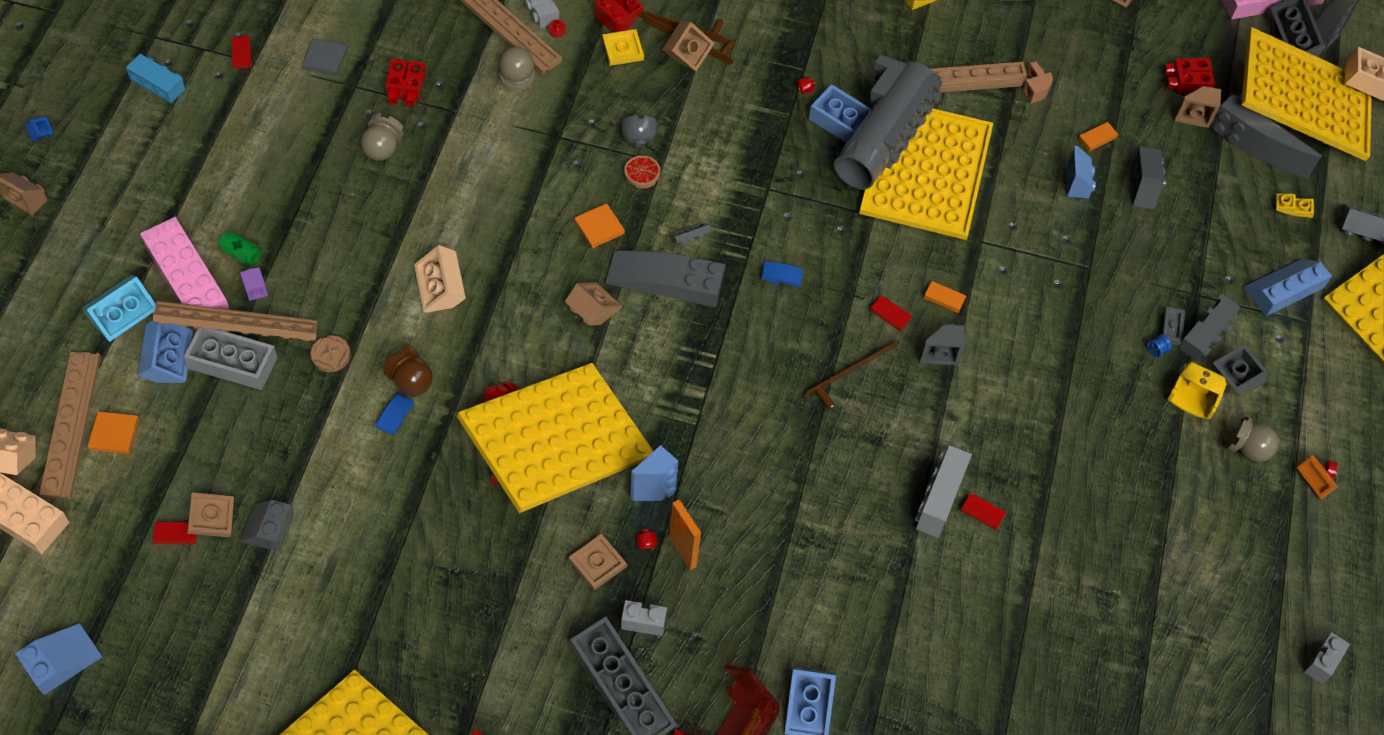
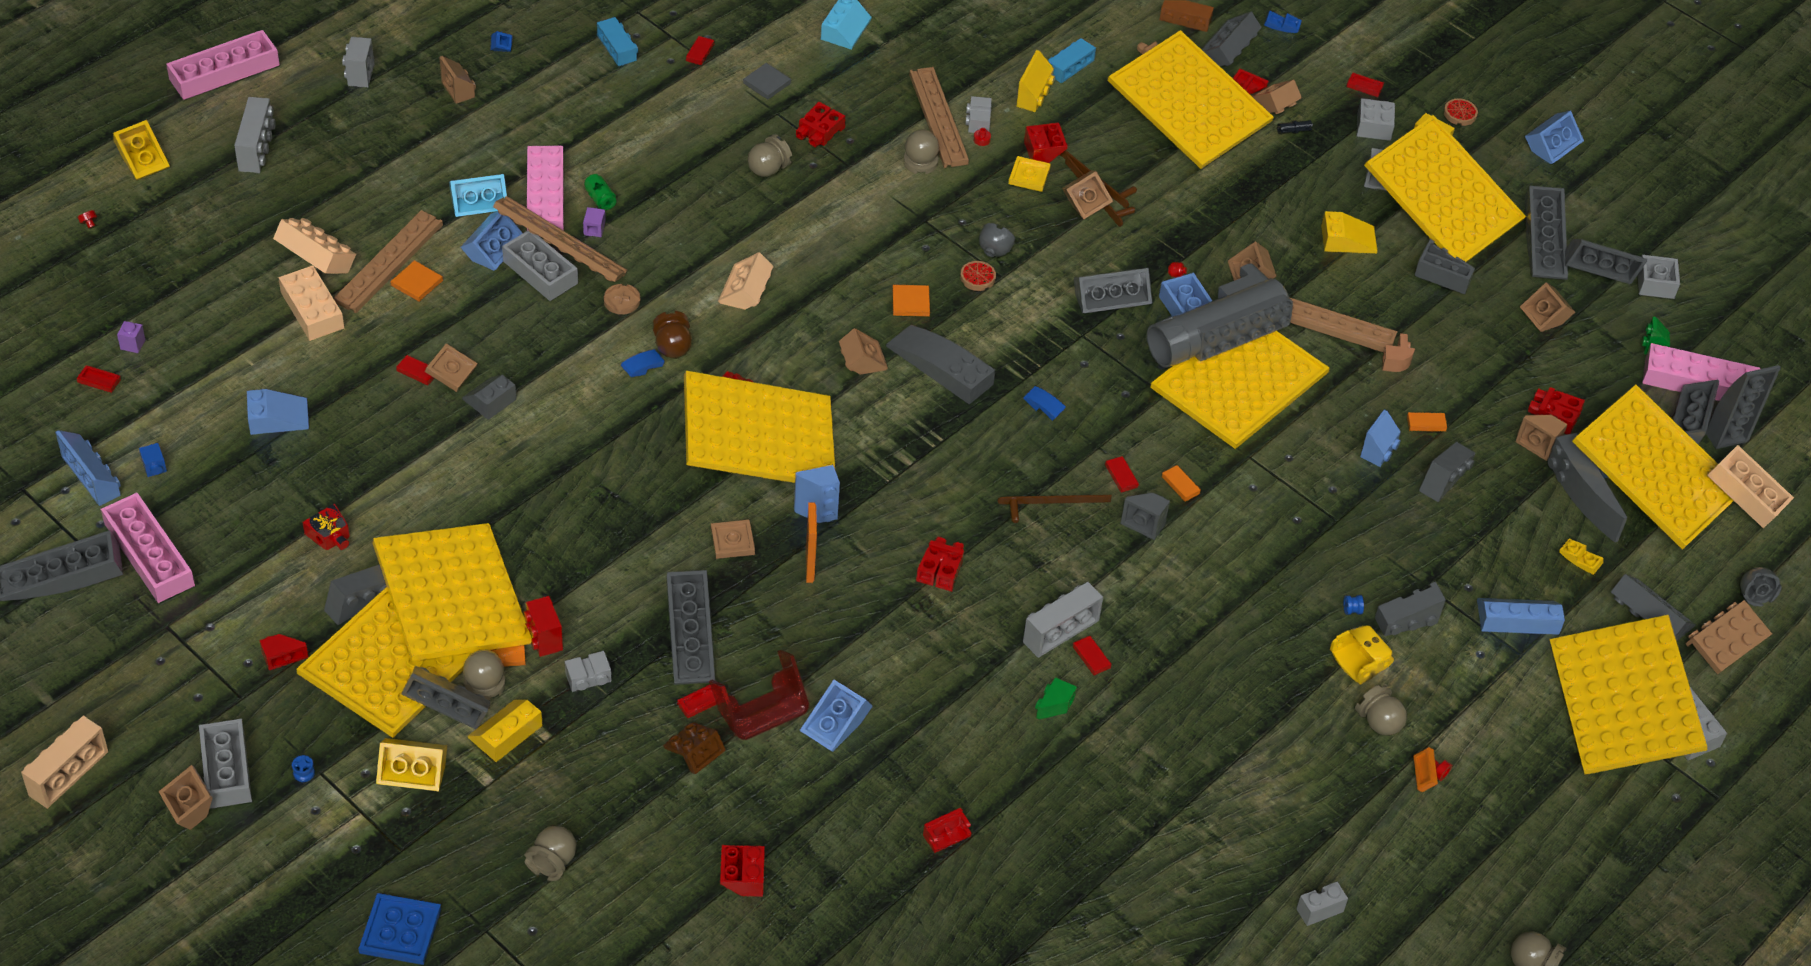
camera: 30 degrees right, 10 degrees down
(643, 620) = (741, 596): light grey brick -> none
(646, 539) = (785, 543): red piece -> none
(696, 231) = (993, 339): dark grey plate -> none
(768, 131) = (1113, 290): none -> dark grey slope
(800, 487) = (941, 561): none -> red hips
(865, 52) = (1255, 255): none -> medium nougat slope
(986, 573) = (1056, 700): none -> green slope
(1173, 324) = (1380, 594): dark grey plate -> none
(1241, 370) = (1414, 655): dark grey slope -> none

